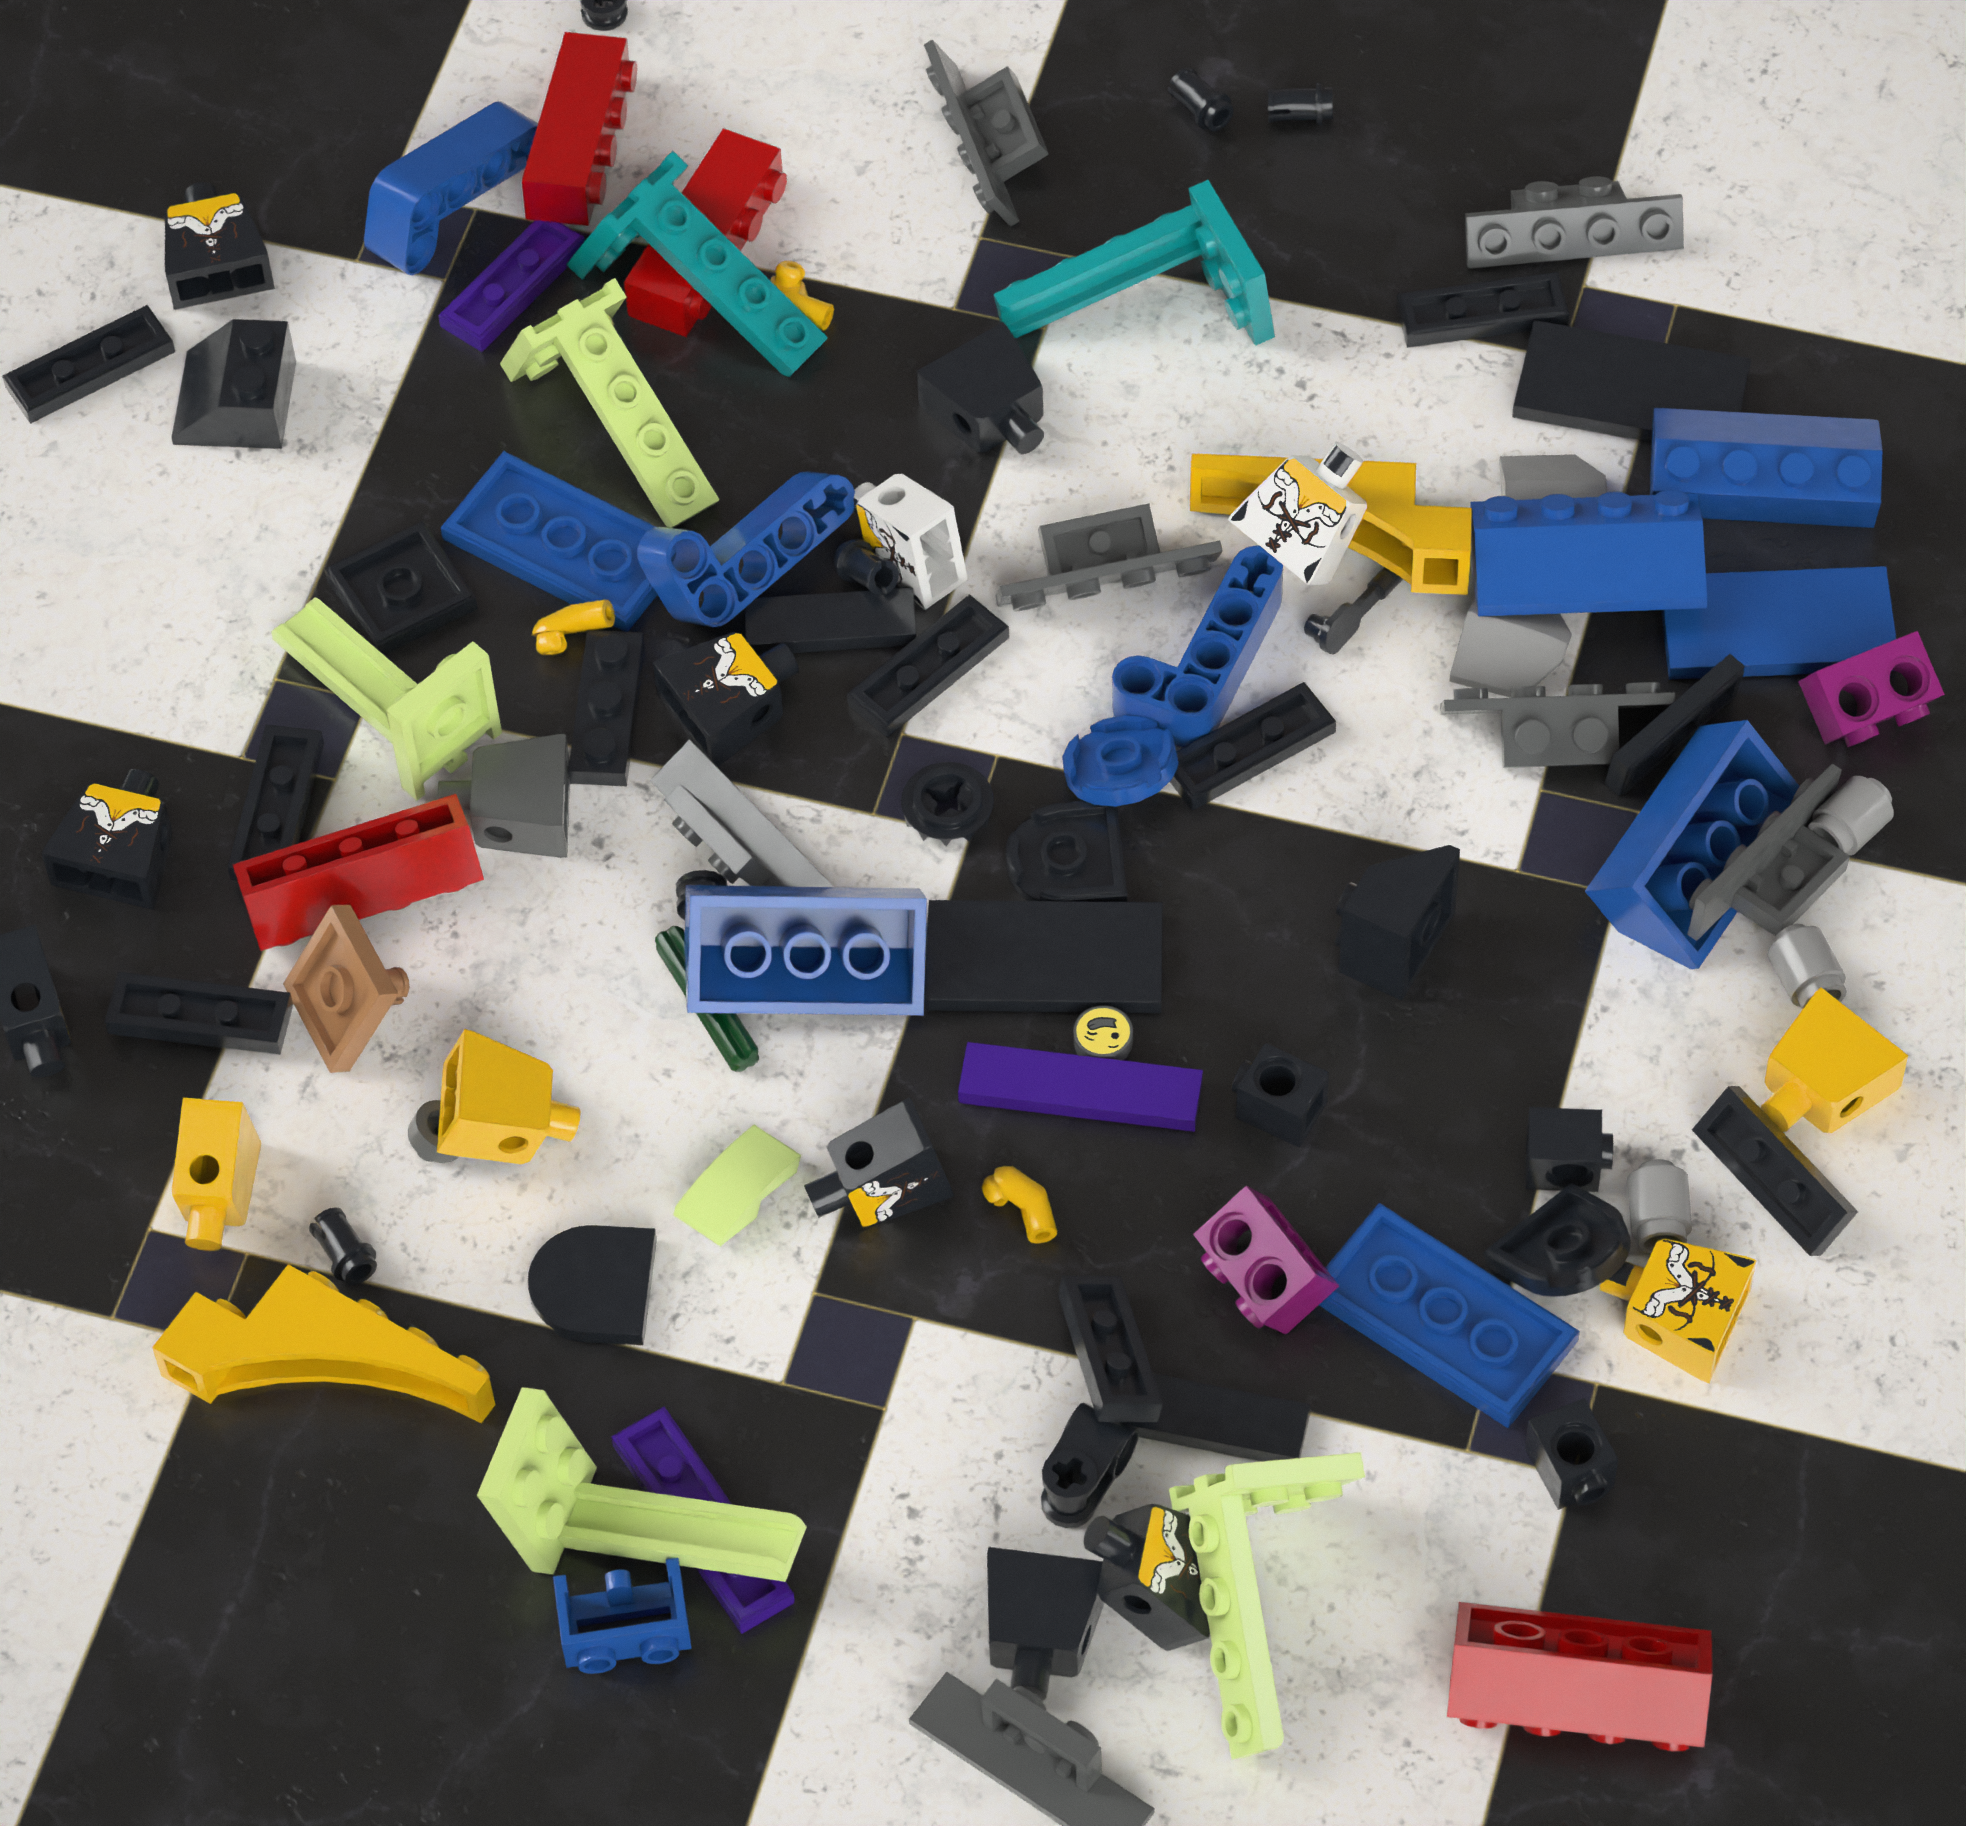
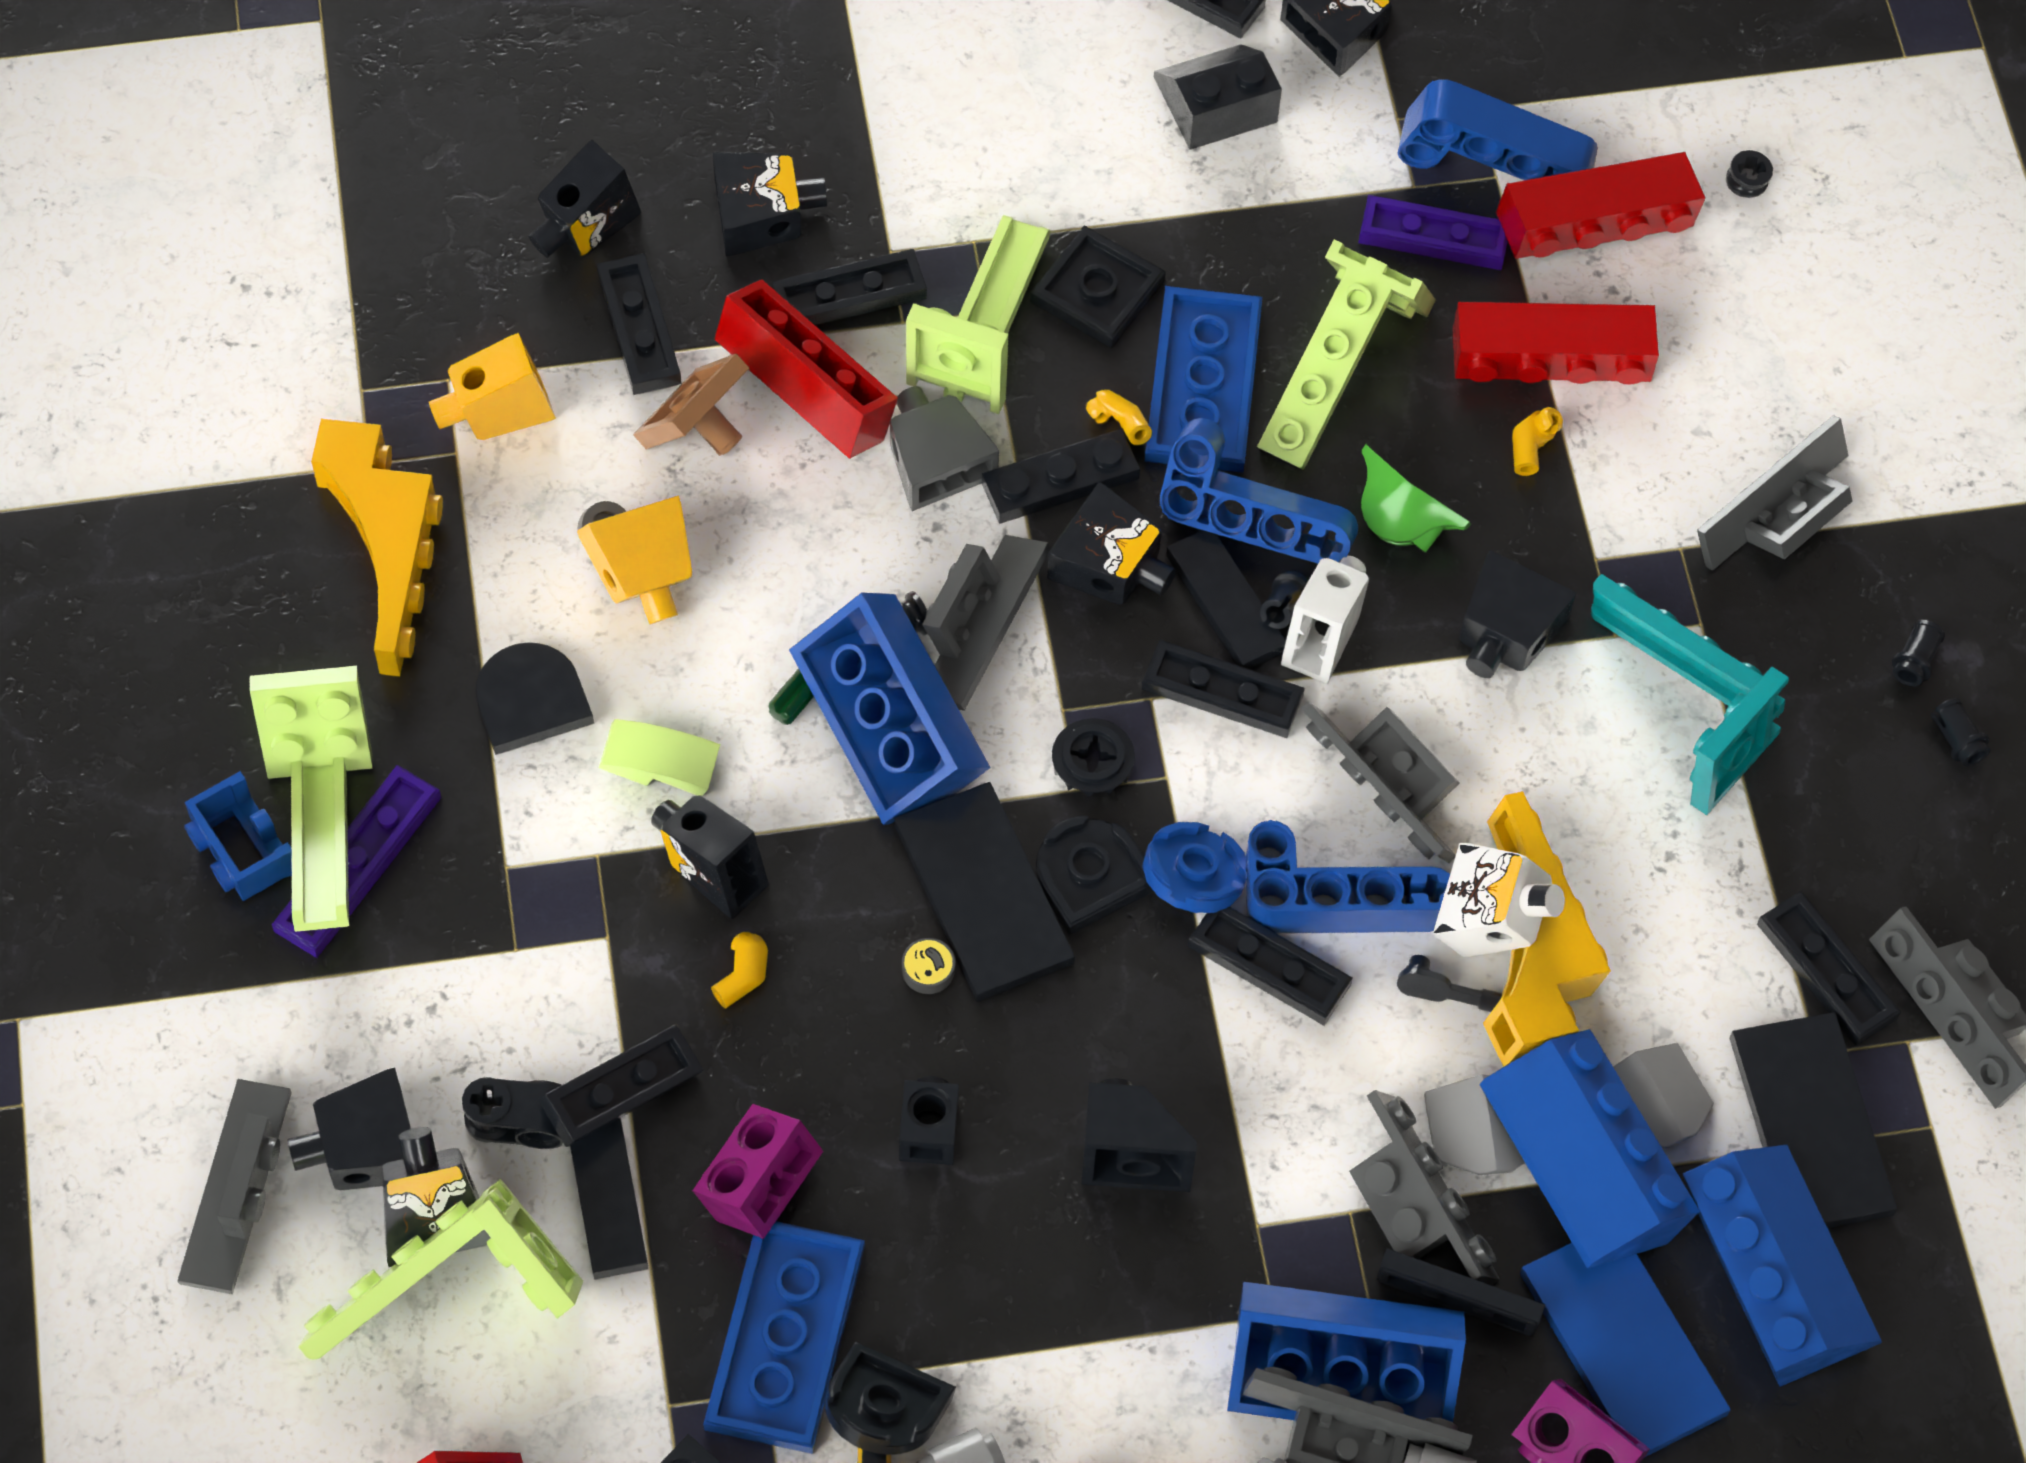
camera: 60 degrees right, 5 degrees up
(350, 1257) = (473, 519): black pin -> none
(706, 262) = (1518, 293): teal bracket -> none
(820, 430) = (1400, 510): none -> bright green hat
(1080, 1086) = (872, 969): dark purple tile -> none
(1566, 1148) = (981, 1367): black brick -> none

